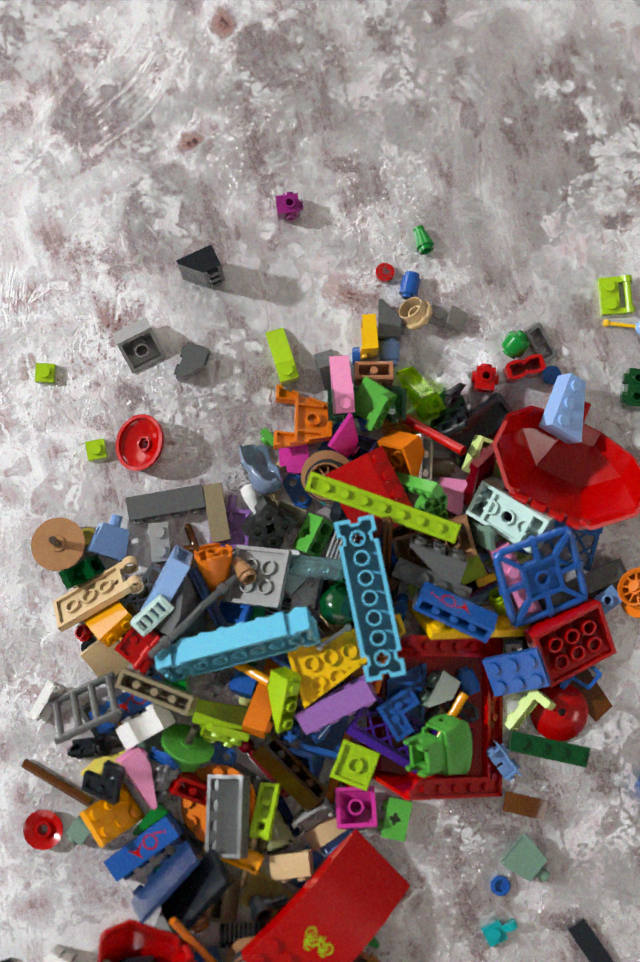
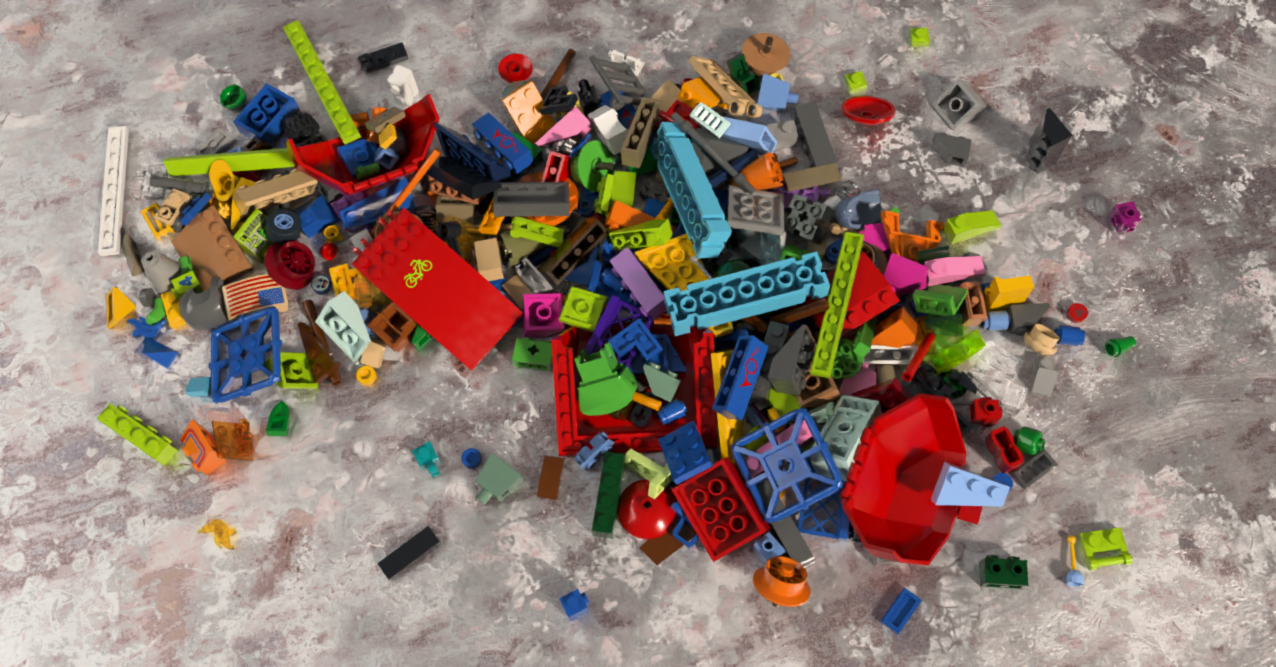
camera: 90 degrees right, 15 degrees down
(244, 572) = (757, 195): medium nougat cone -> none

